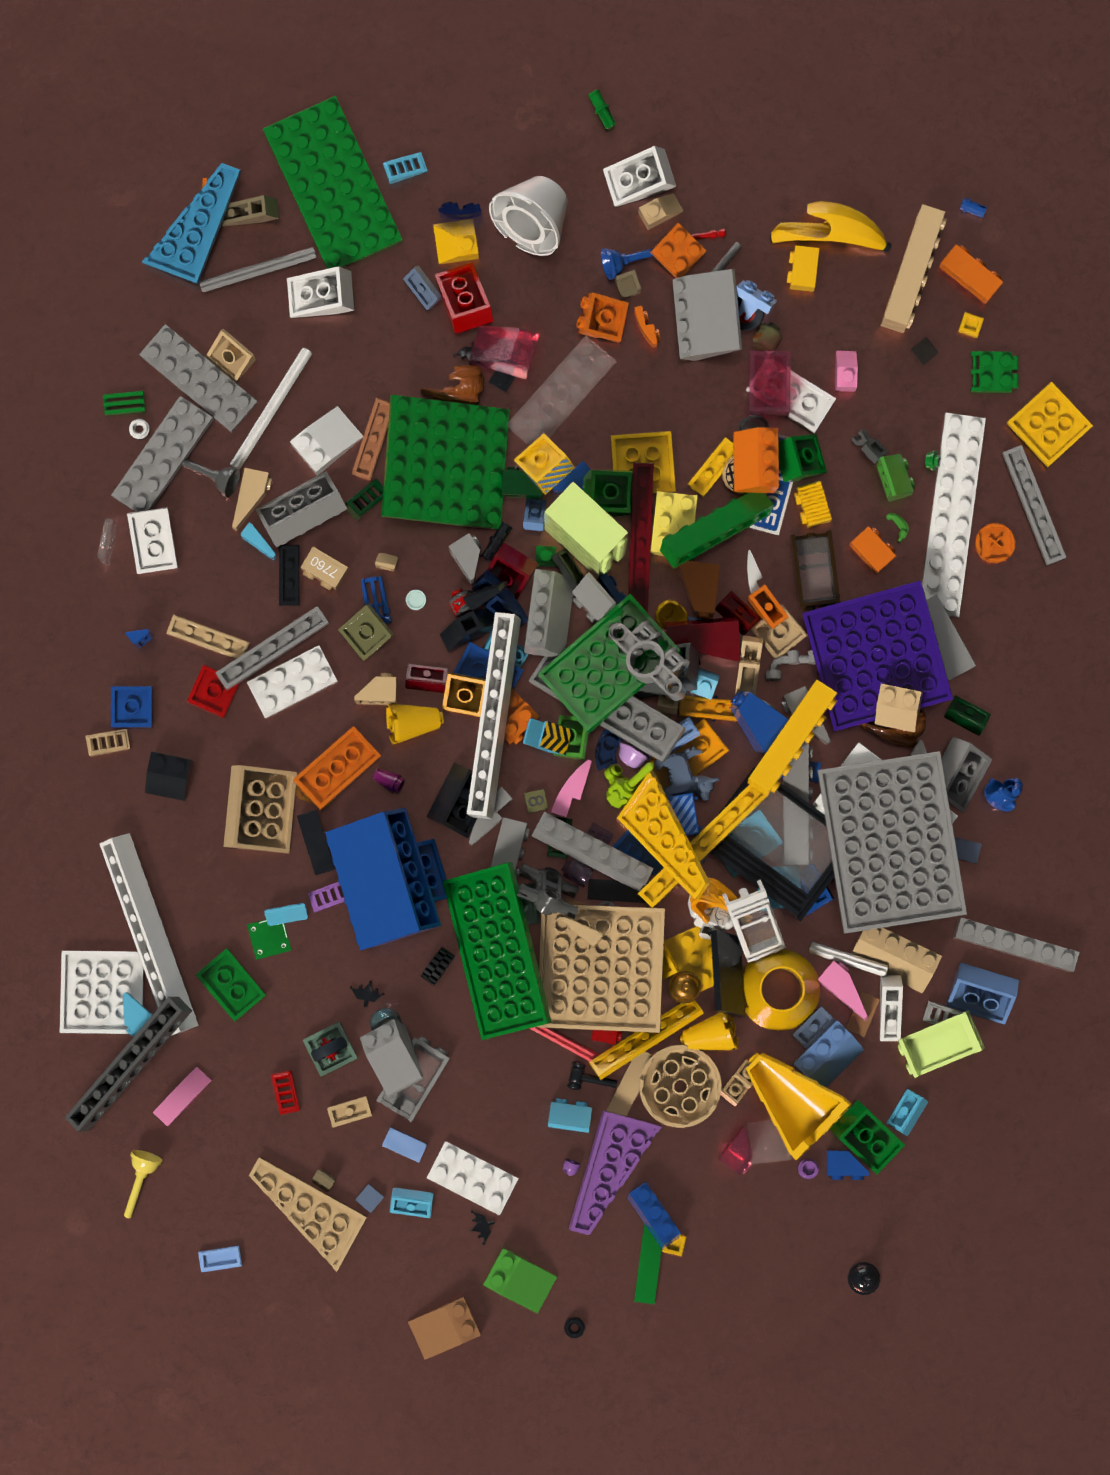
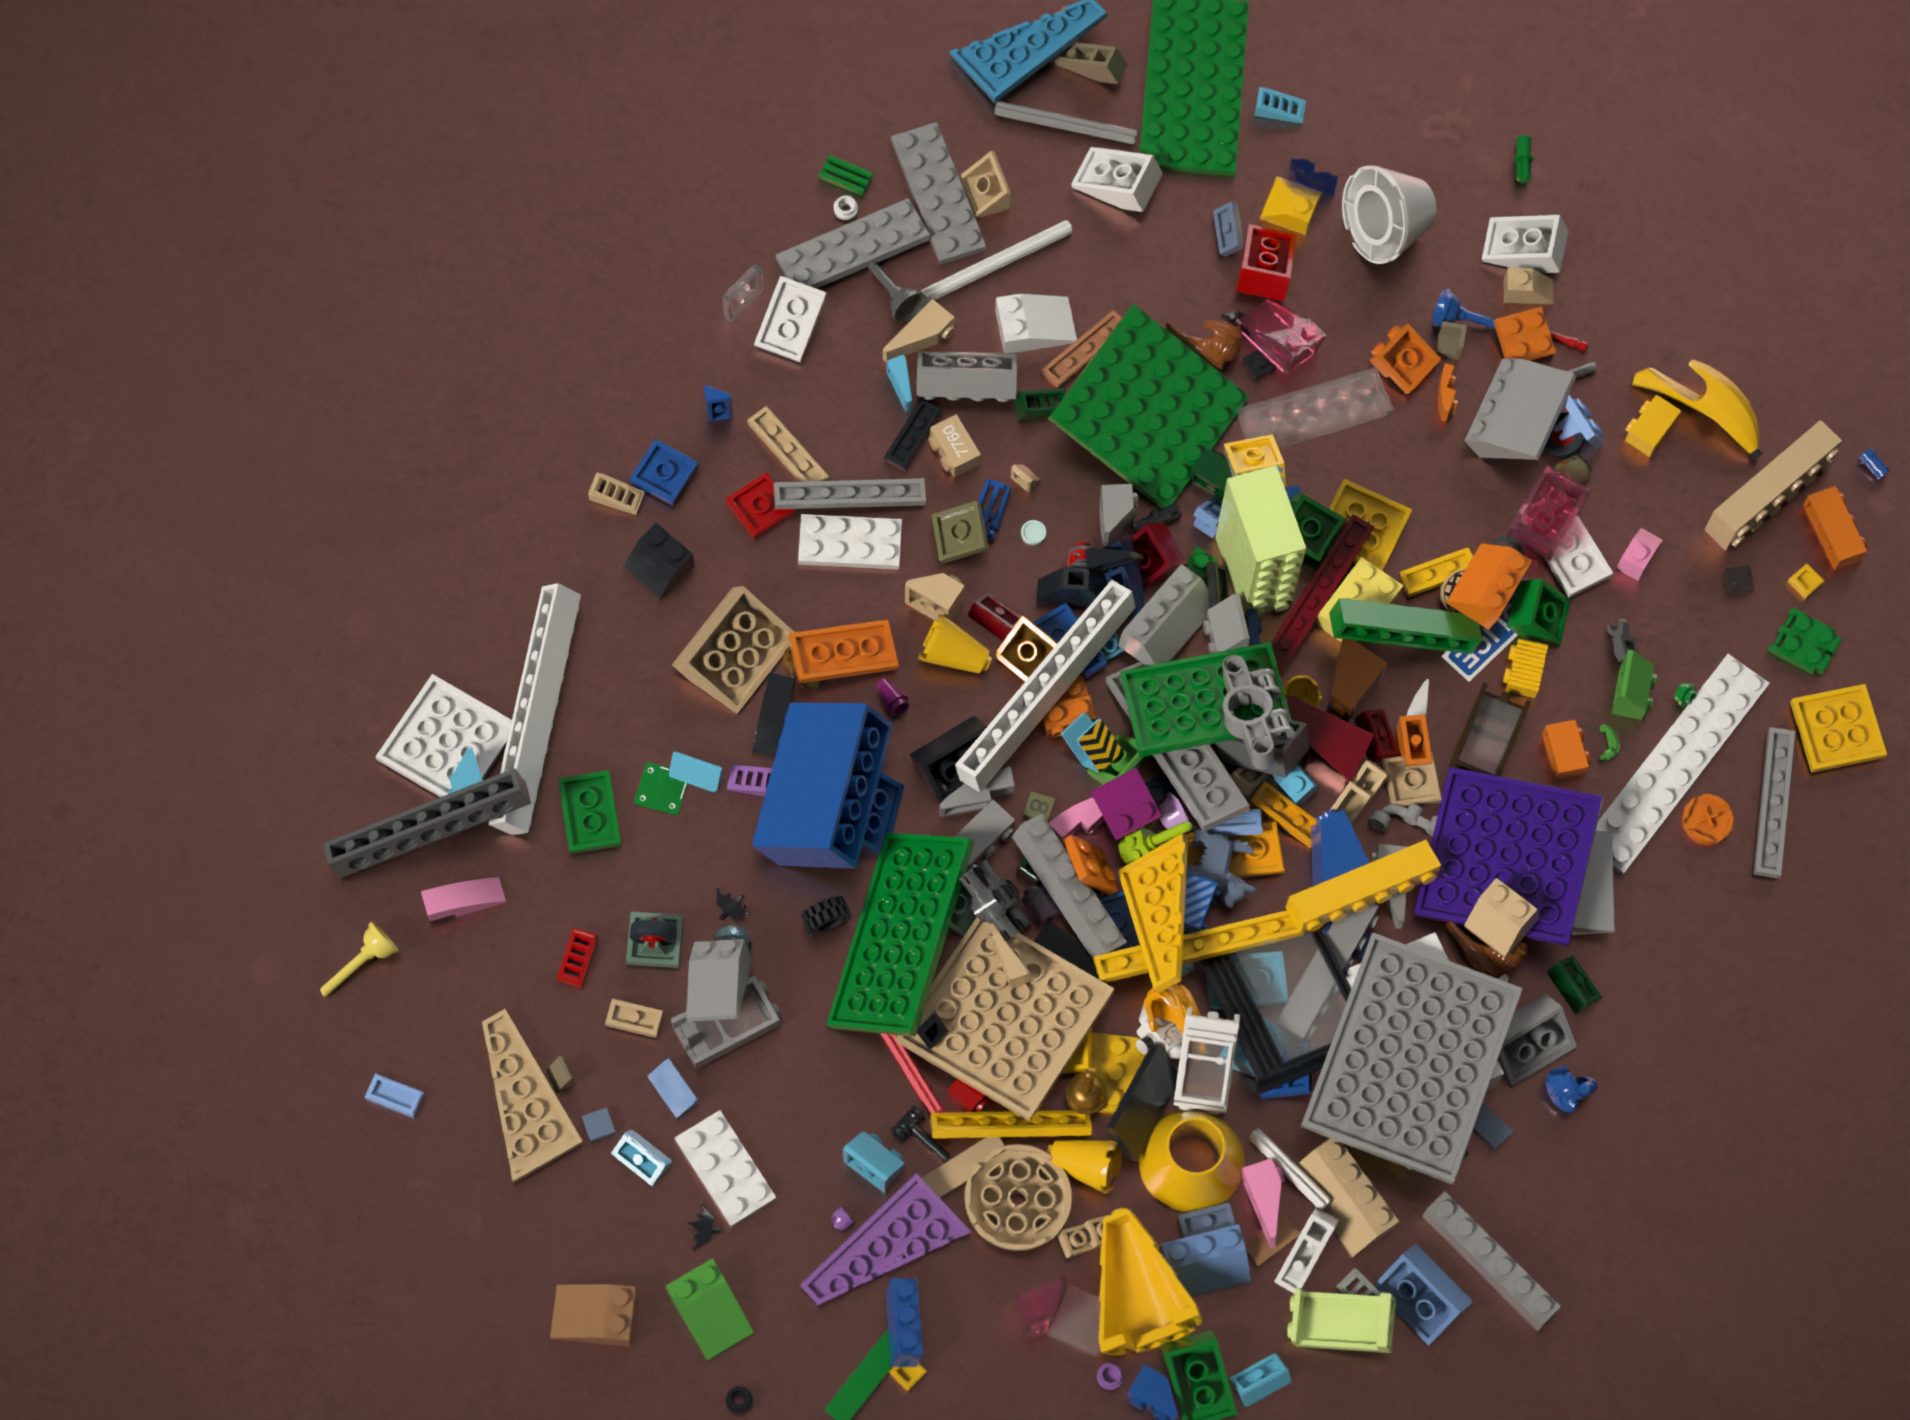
camera: 30 degrees right, 15 degrees down
(559, 1010) = (932, 1031): none -> black slope
(597, 826) = (1091, 864): none -> orange plate
(598, 771) = (1126, 803): none -> magenta slope

